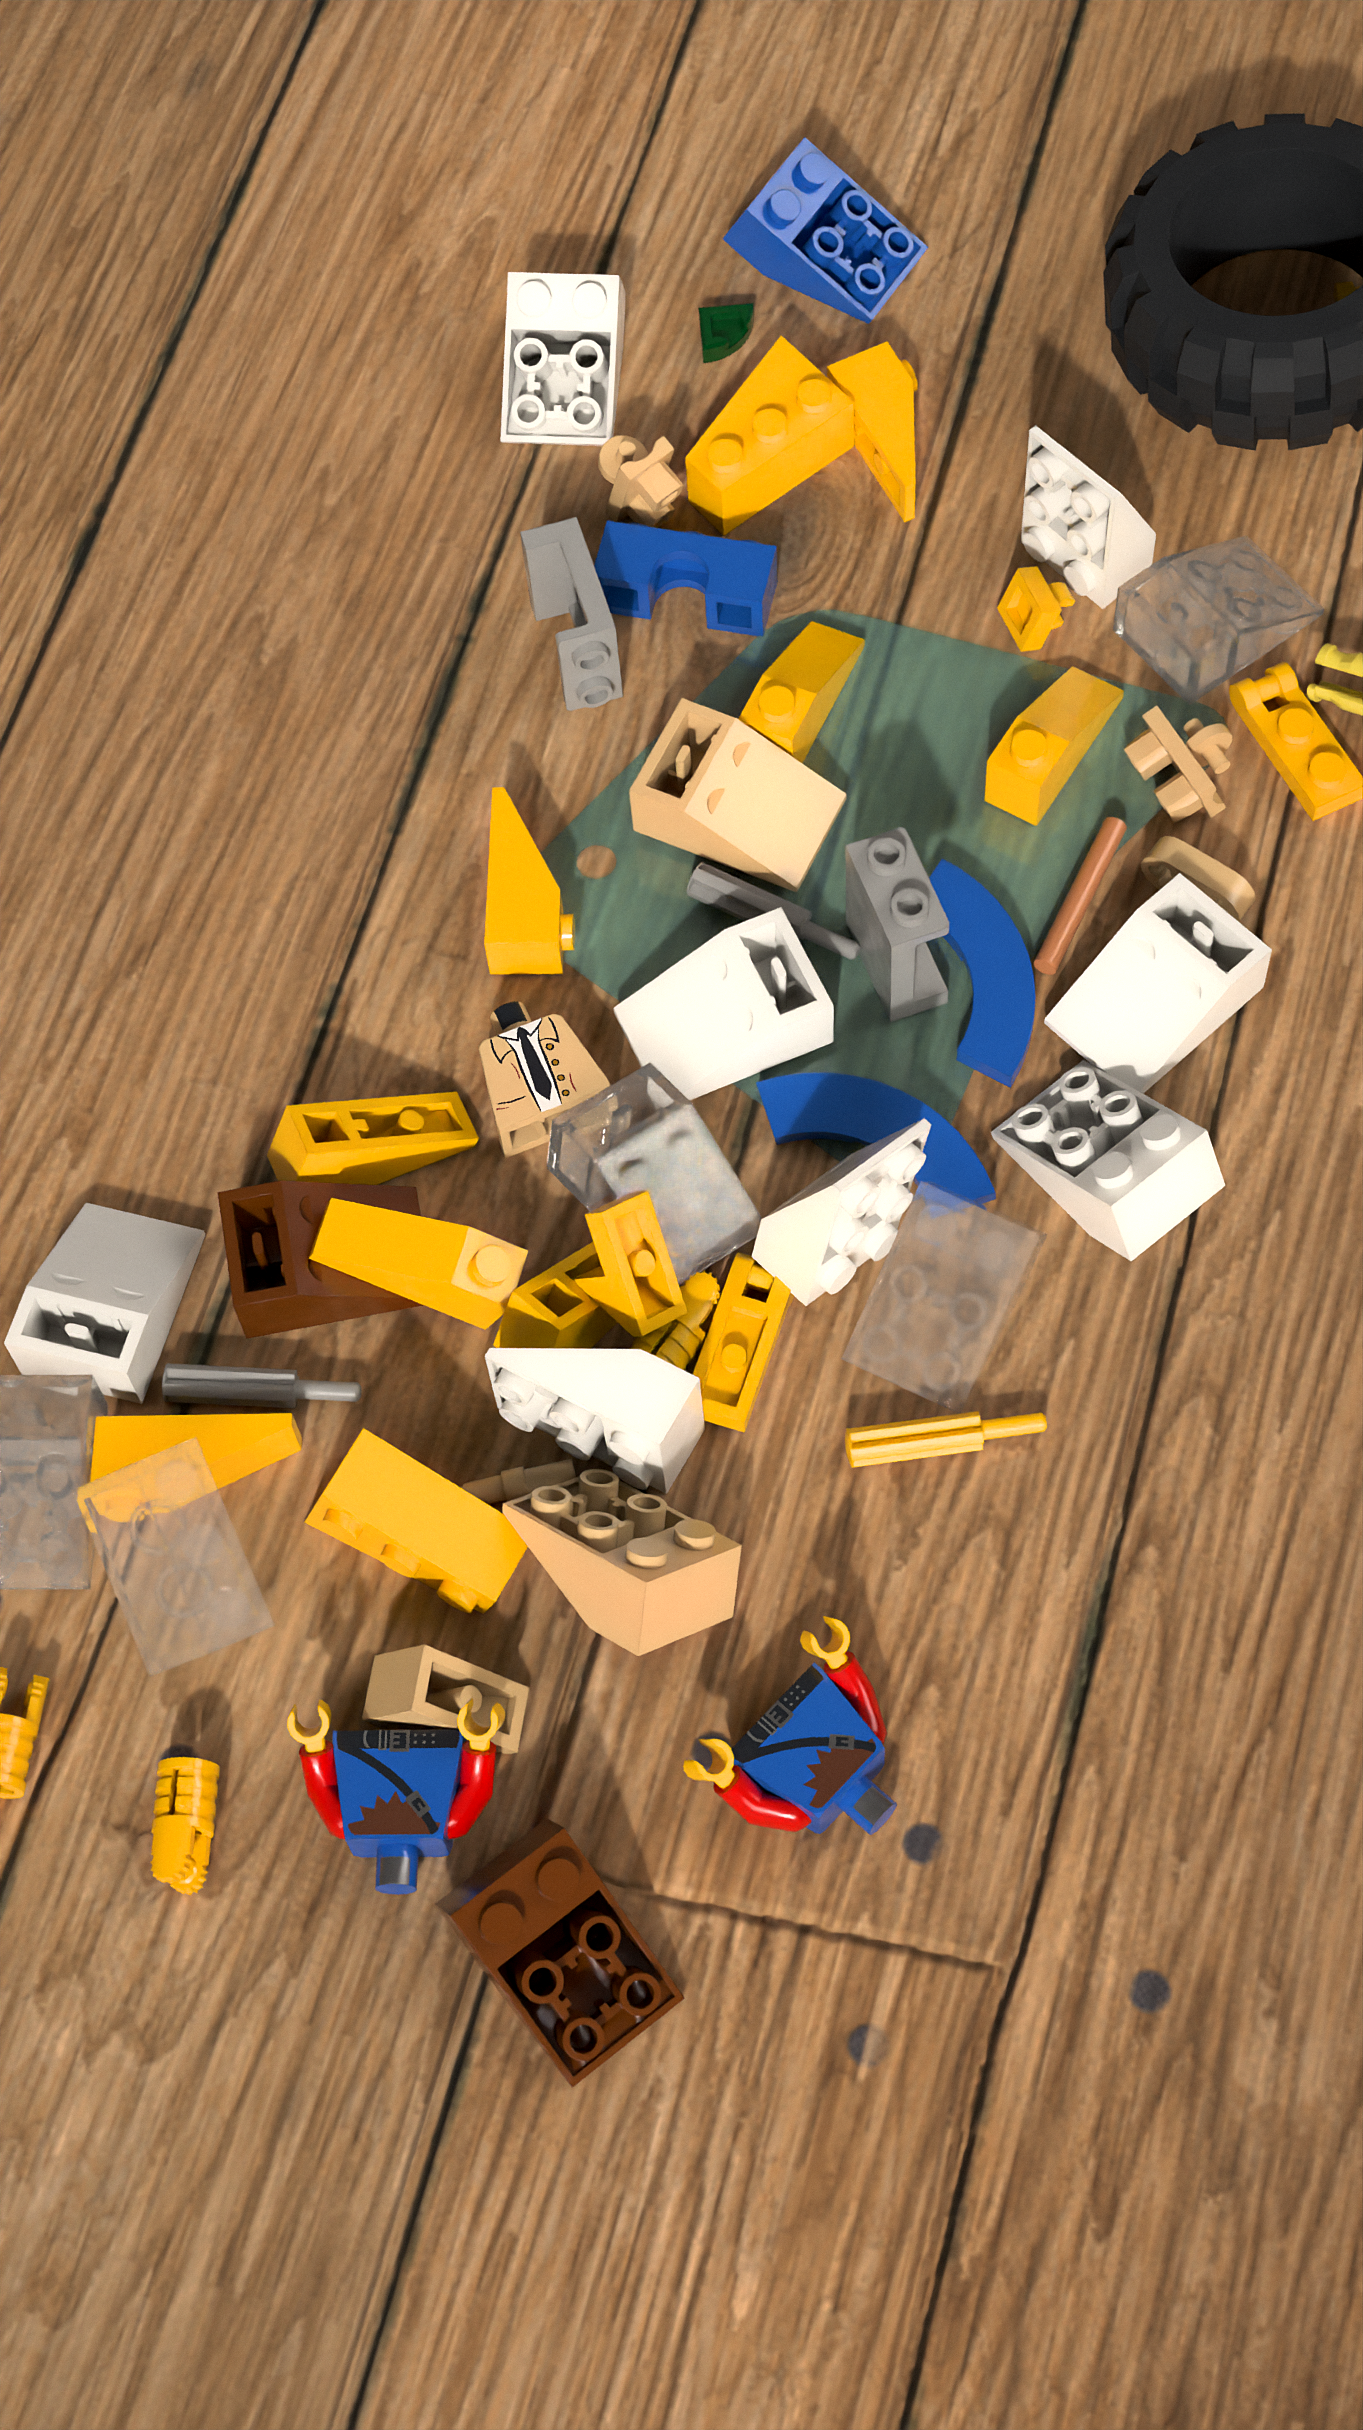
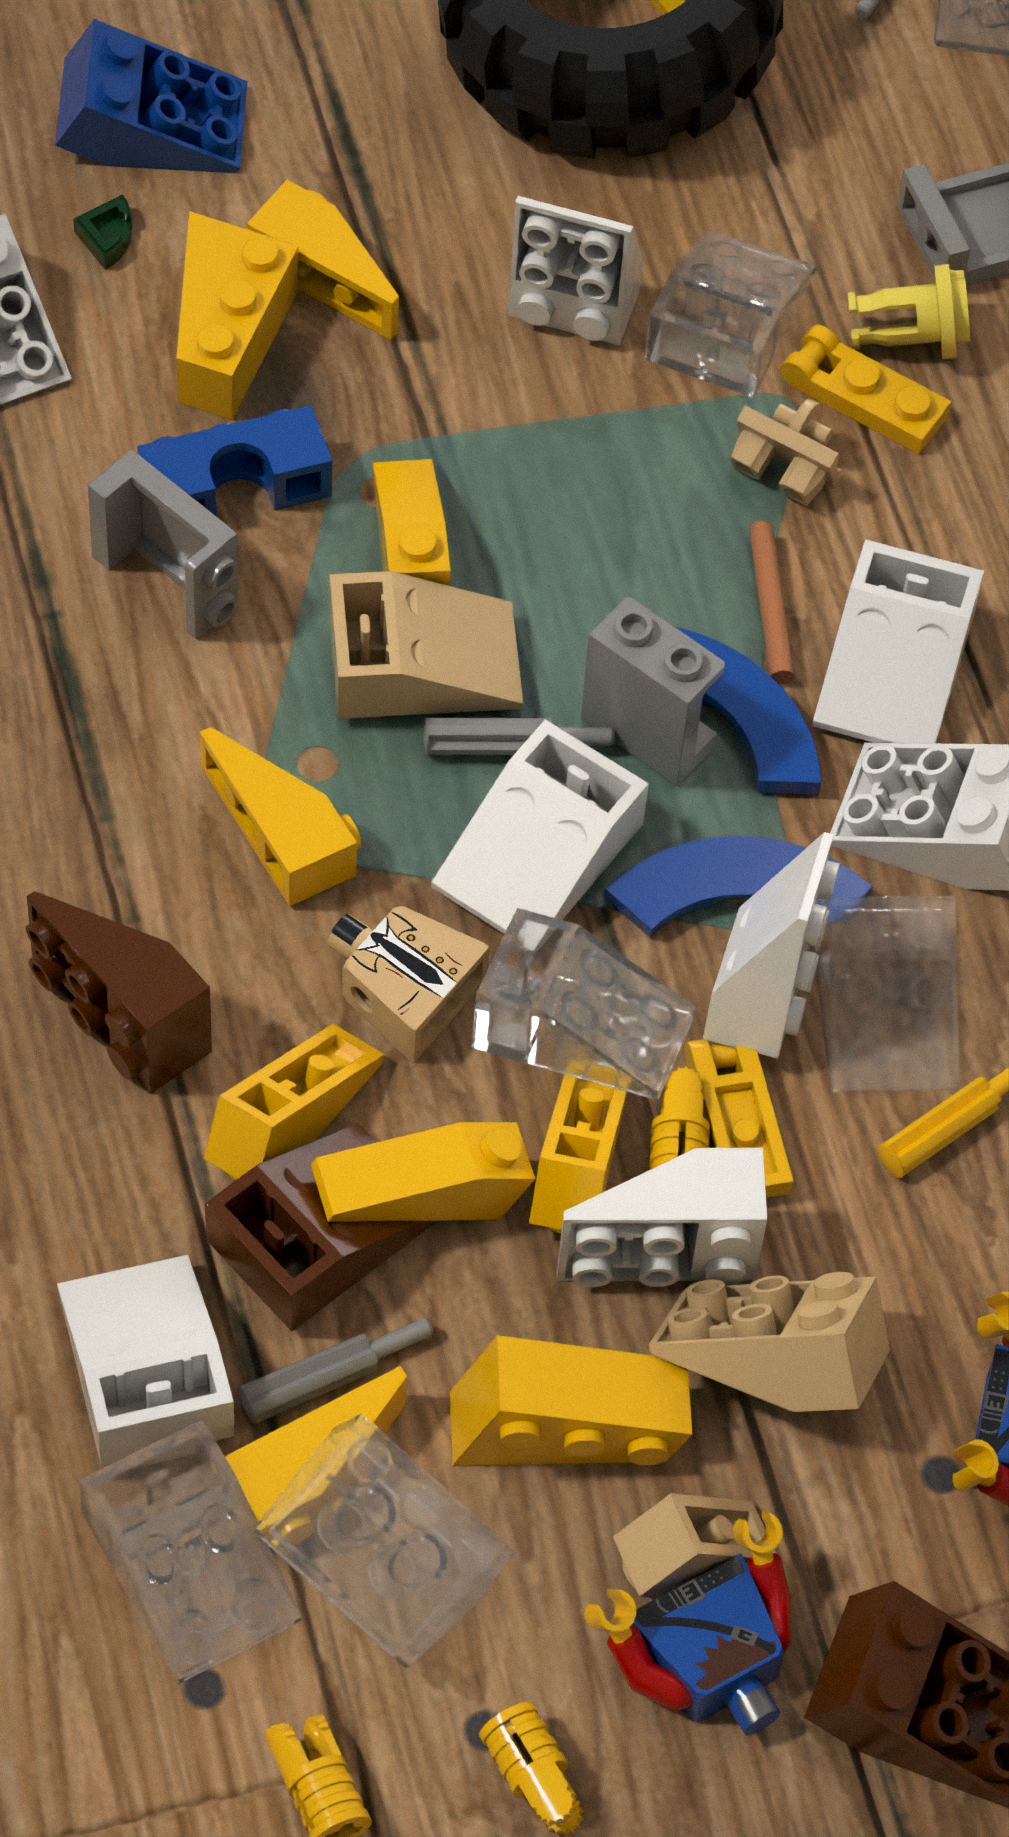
camera: 40 degrees left, 5 degrees down
(286, 984) = (123, 988): none -> reddish brown slope
(520, 1481) = (628, 1331): tan piece -> none
(635, 1270) = (632, 1095): yellow slope -> none
(641, 481) = (148, 400): tan hips -> none
(1033, 607) = (567, 368): yellow tile -> none
(1048, 744) = (662, 483): yellow slope -> none
(1213, 878) = (839, 539): tan beam -> none

